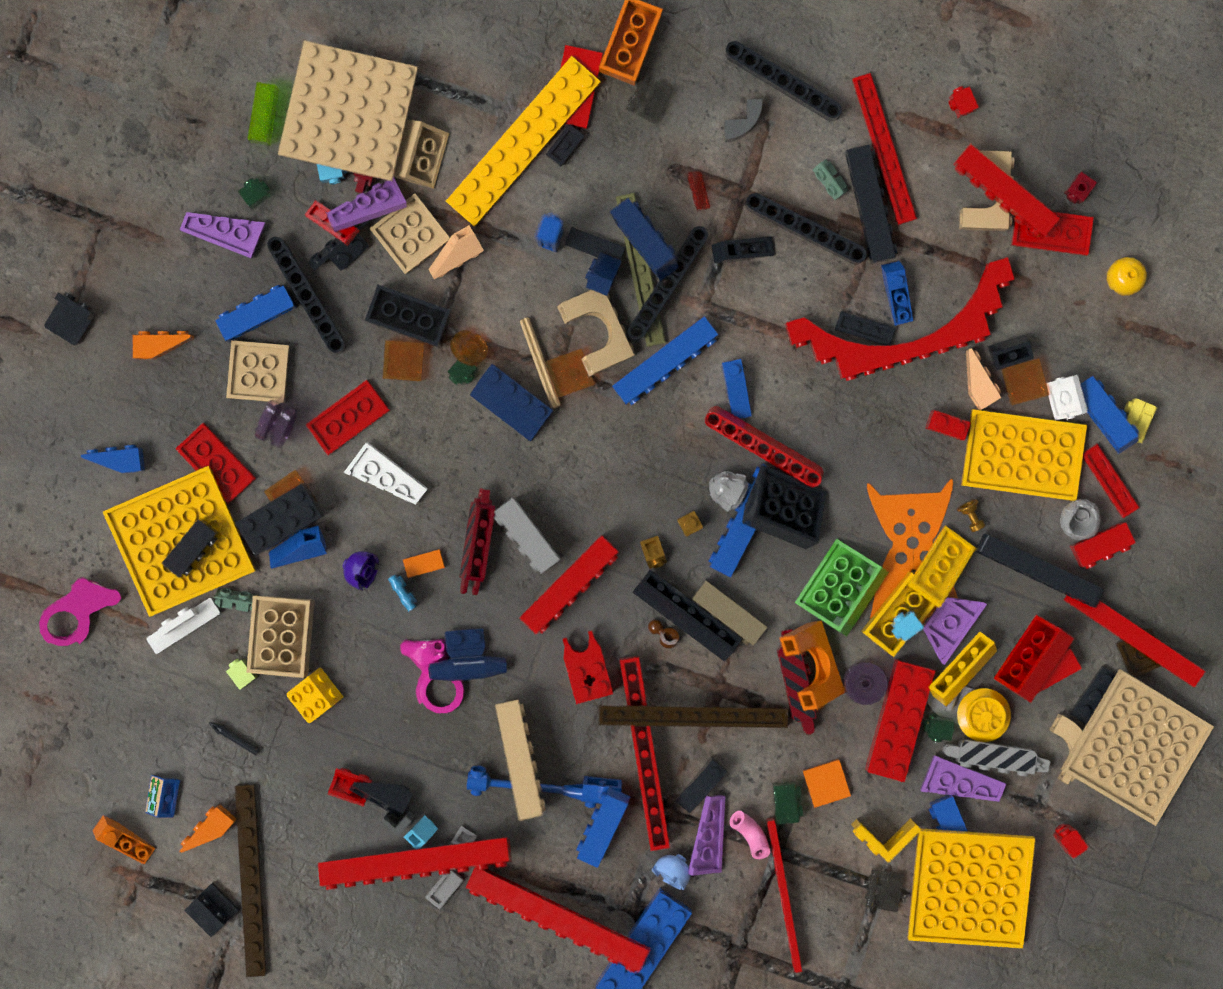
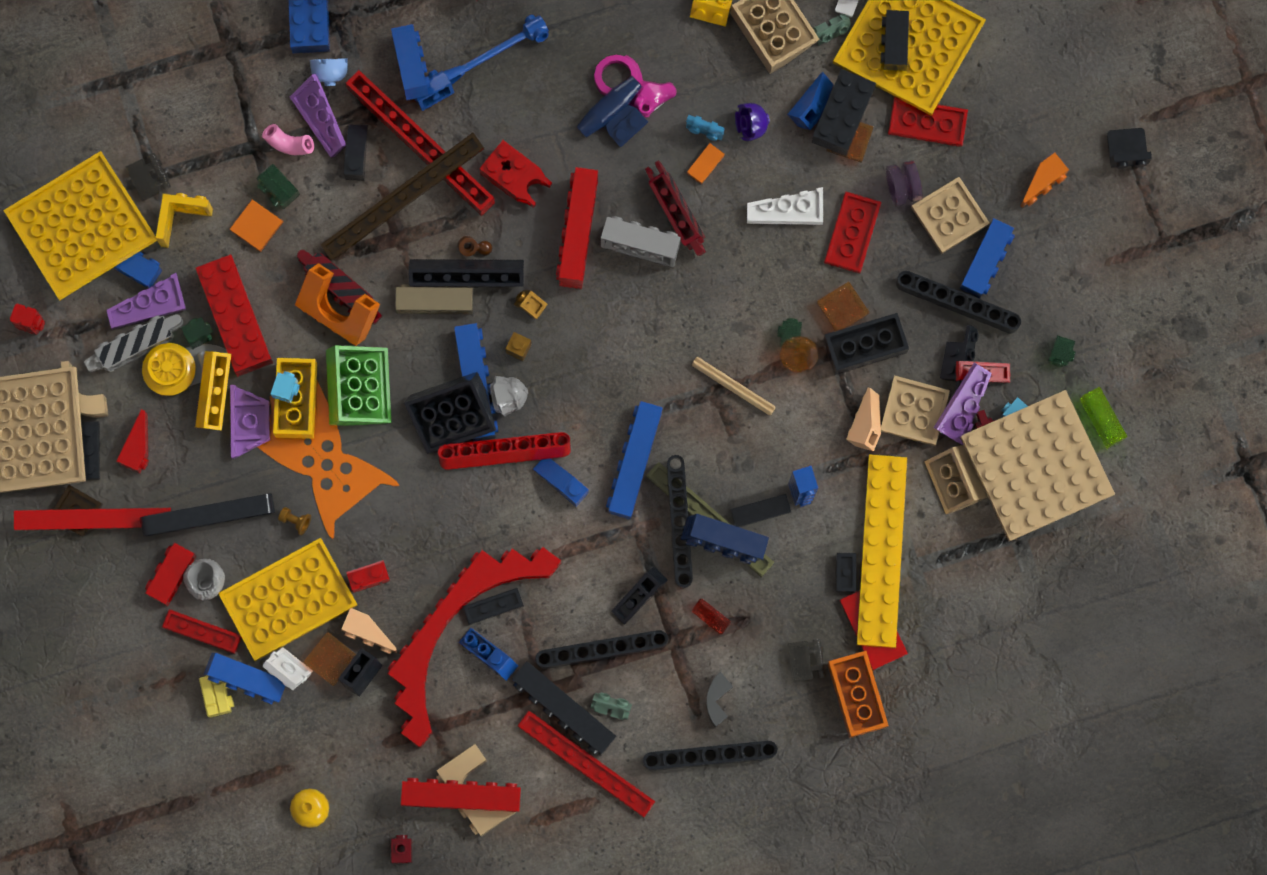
camera: 140 degrees right, 10 degrees down
(123, 461) = (1002, 68): blue slope -> none
(232, 234) = (1059, 304): medium lavender wing -> none
(511, 402) = (732, 338): dark blue slope -> none
(519, 760) = (514, 63): tan brick -> none
(569, 373) = (703, 395): clear orange plate -> none
(602, 273) = (737, 489): dark blue brick -> none
(617, 346) = (681, 441): tan arch -> none
(784, 894) = (226, 114): red tile -> none
(869, 693) = (288, 333): clear purple wheel -> none
(942, 566) = (290, 458): yellow tile -> none
(962, 101) = (551, 849): red brick -> none
(1033, 658) = (161, 439): red brick -> none
(1067, 236) = (383, 804): red plate -> none

